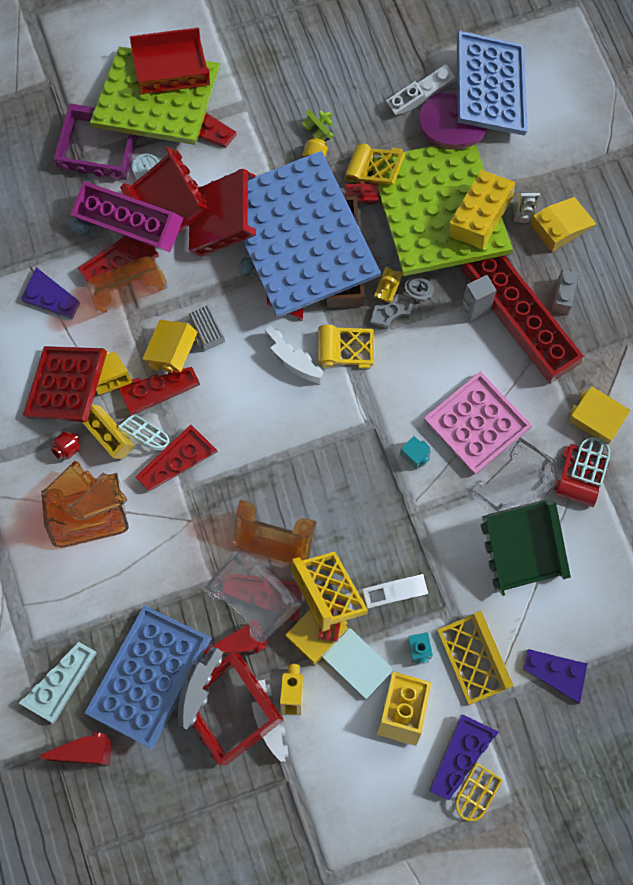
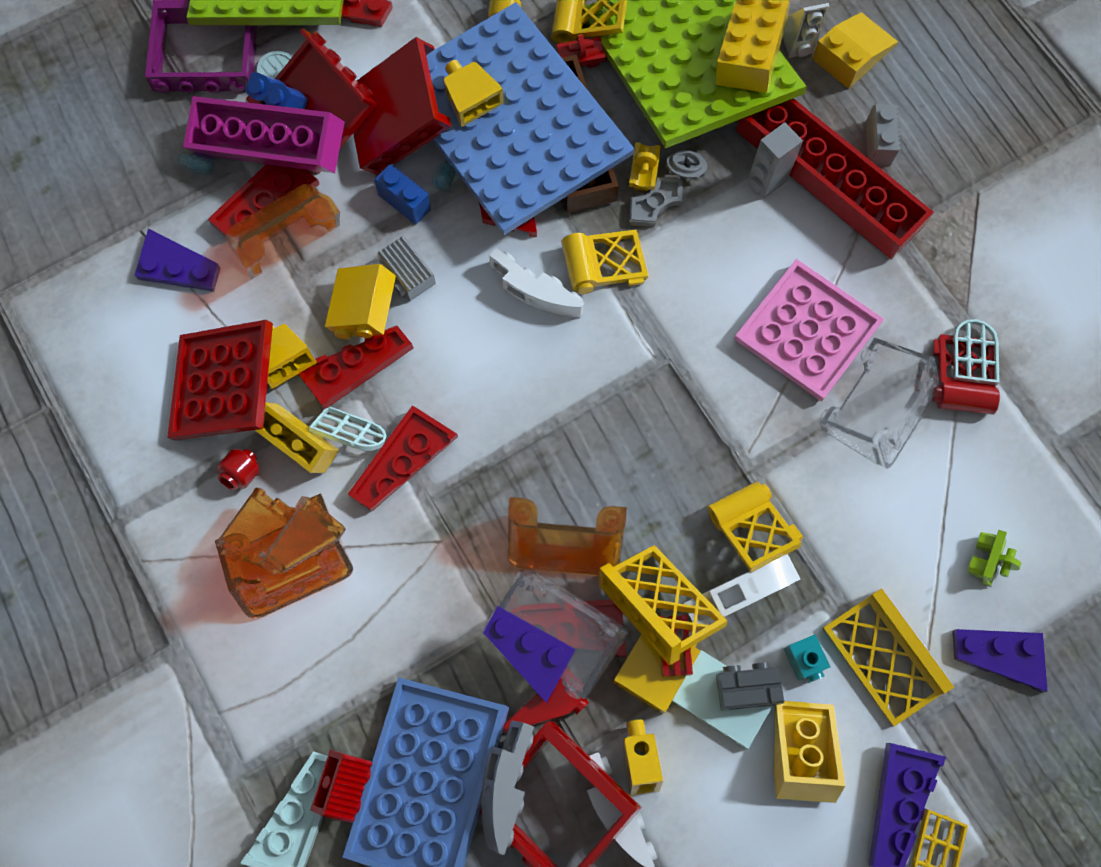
camera: 15 degrees left, 0 degrees up
(92, 667) = (341, 786): none -> red brick
(141, 188) = (274, 92): none -> blue brick
(215, 274) = (402, 194): none -> blue brick
(233, 604) = (529, 649): none -> dark purple wing
(274, 212) = (471, 91): none -> yellow torso
(375, 658) = (749, 688): none -> dark grey brick
(399, 539) = (746, 506): none -> yellow piece
(416, 452) = (735, 385): teal brick -> none
(525, 545) = (922, 483): dark green panel -> none
(569, 608) = (995, 546): none -> lime hips
(598, 415) = (969, 288): yellow brick -> none

